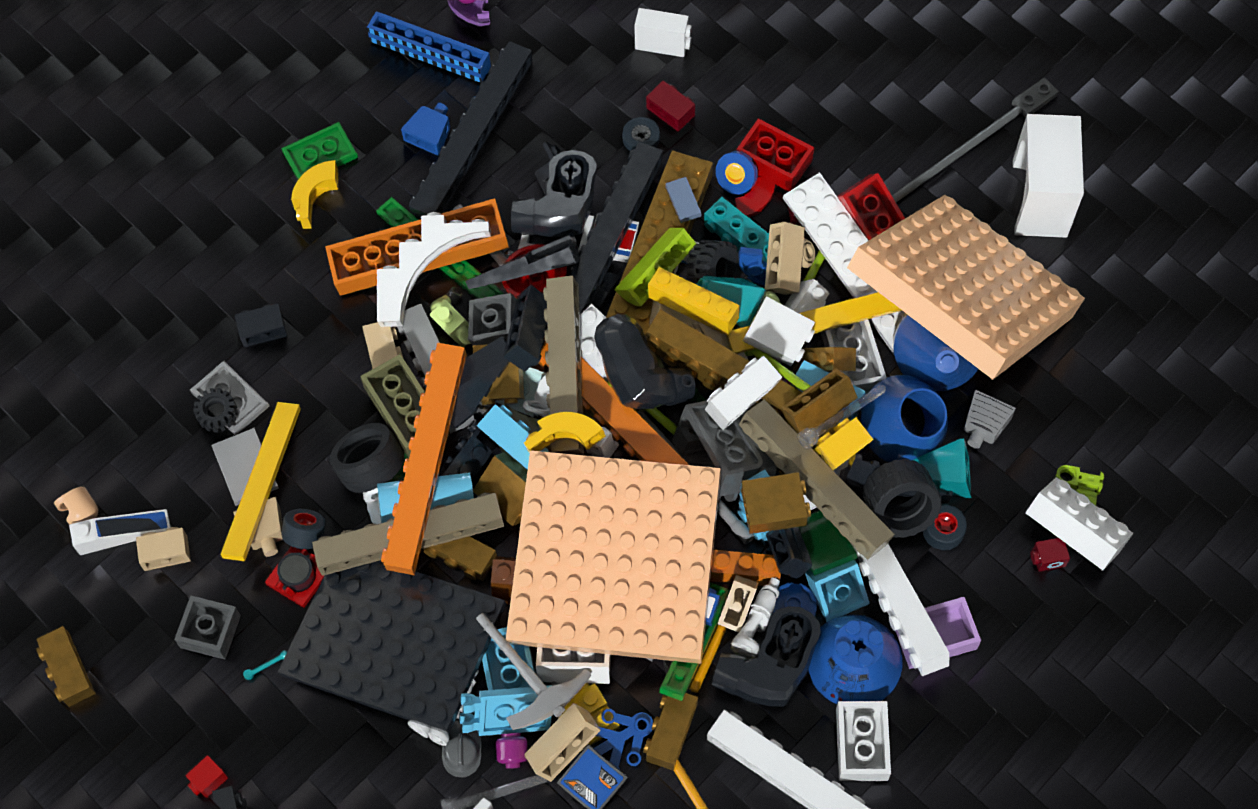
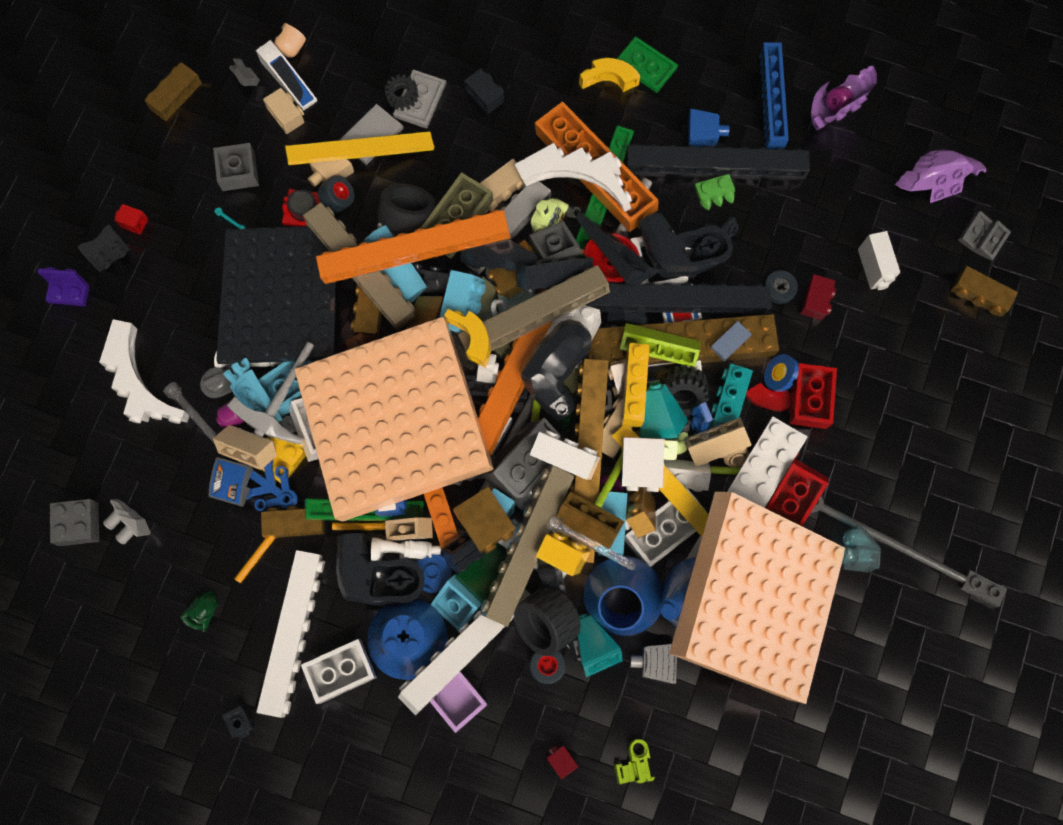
camera: 60 degrees right, 10 degrees up
(90, 576) = (244, 75): none -> dark grey plate
(501, 149) = (715, 190): none -> bright green plate
(953, 179) = (861, 550): none -> clear light blue slope
(1054, 174) = (904, 628): white piece -> none
(1079, 523) = (595, 776): white brick -> none

